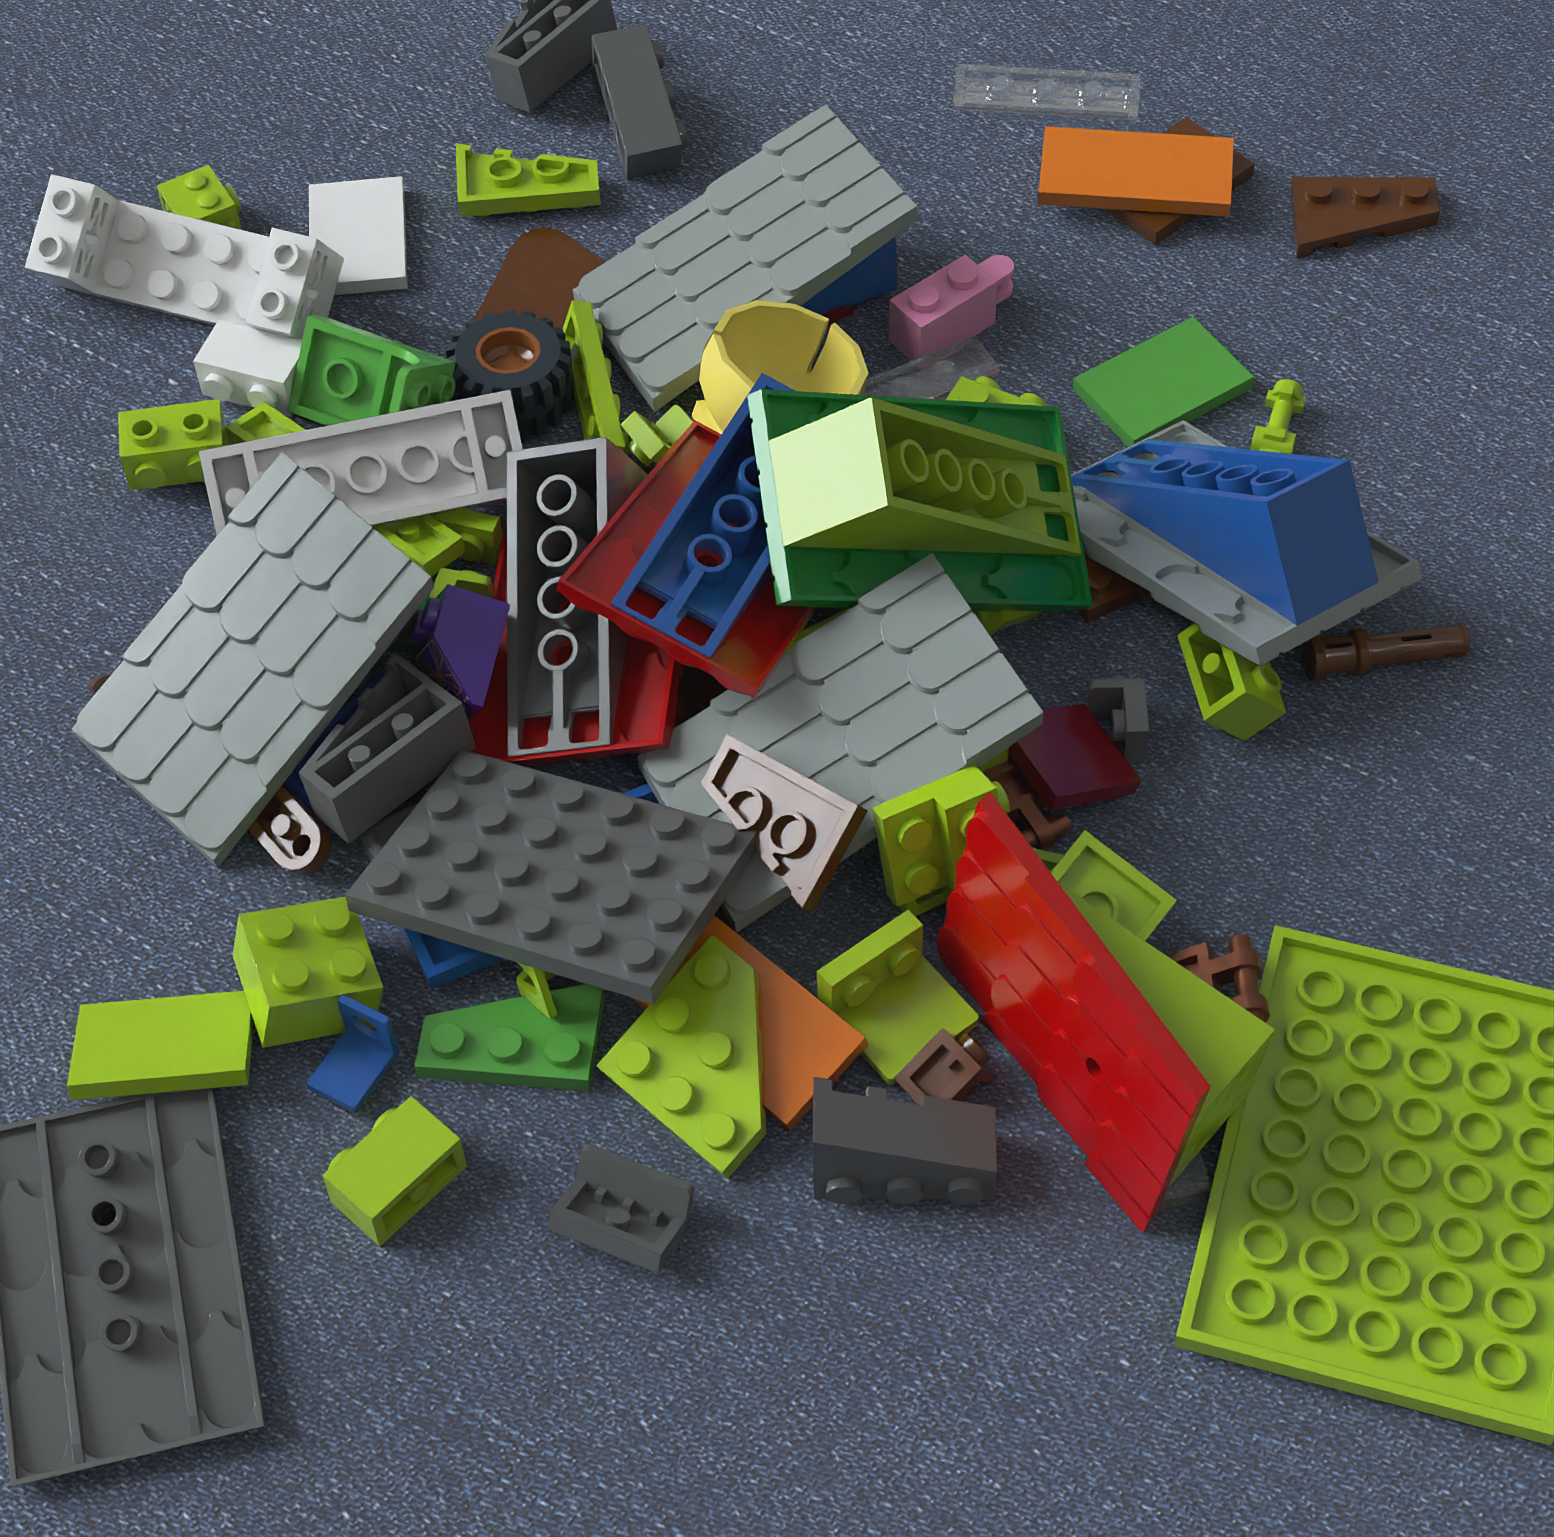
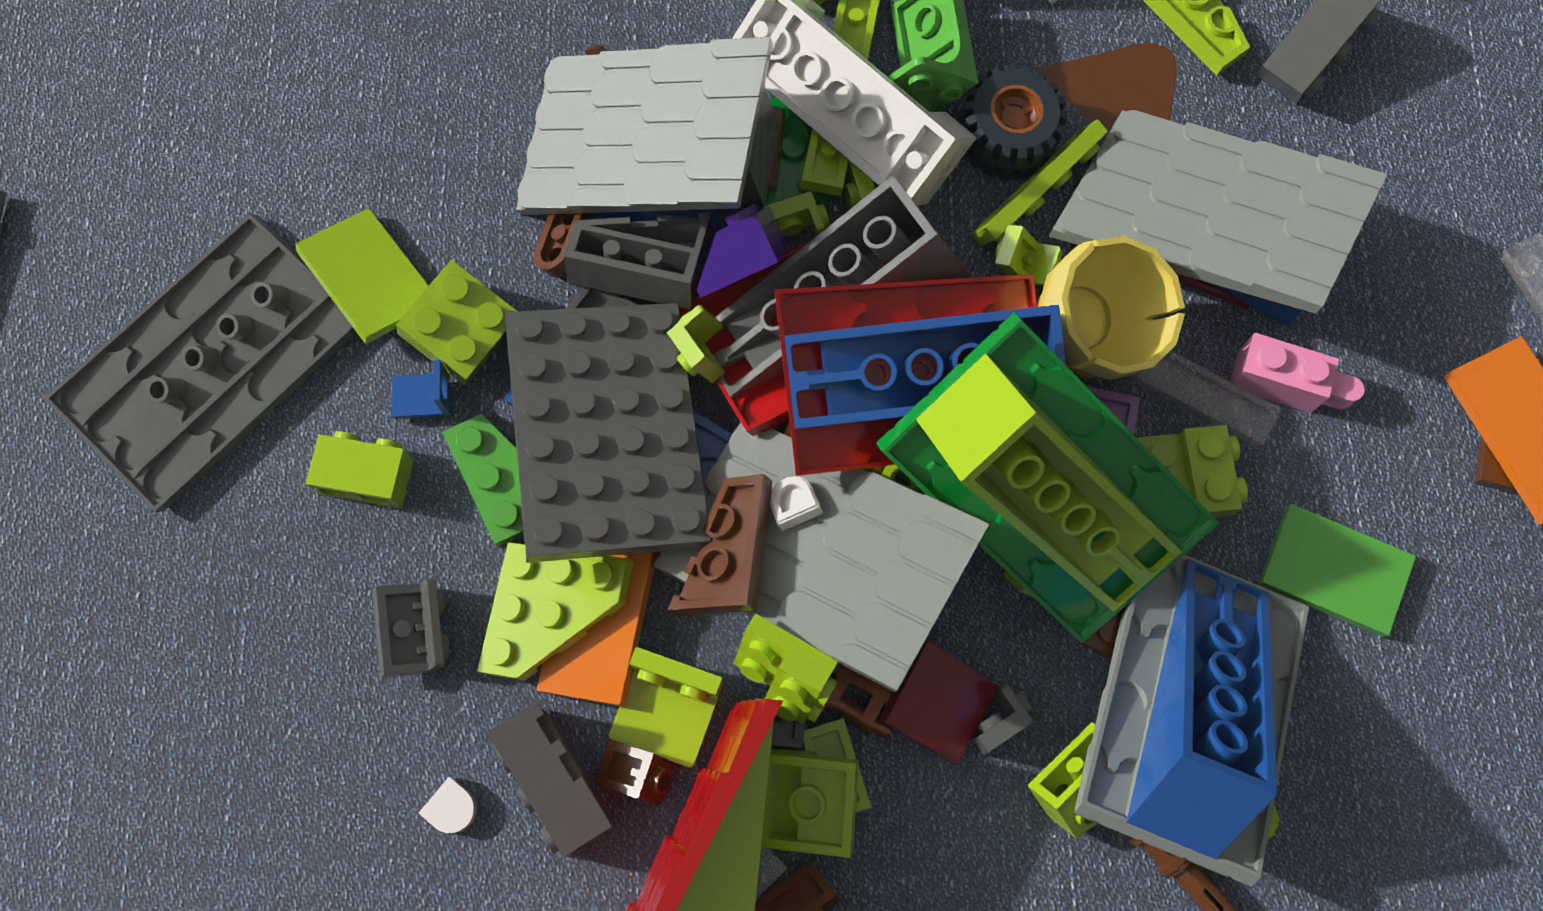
camera: 55 degrees right, 20 degrees up
(535, 747) = (690, 338): none -> lime bracket
(776, 729) = (794, 502): none -> white tile
(858, 1285) = (450, 808): none -> white tile
(1285, 400) = (1335, 687): lime bar -> none

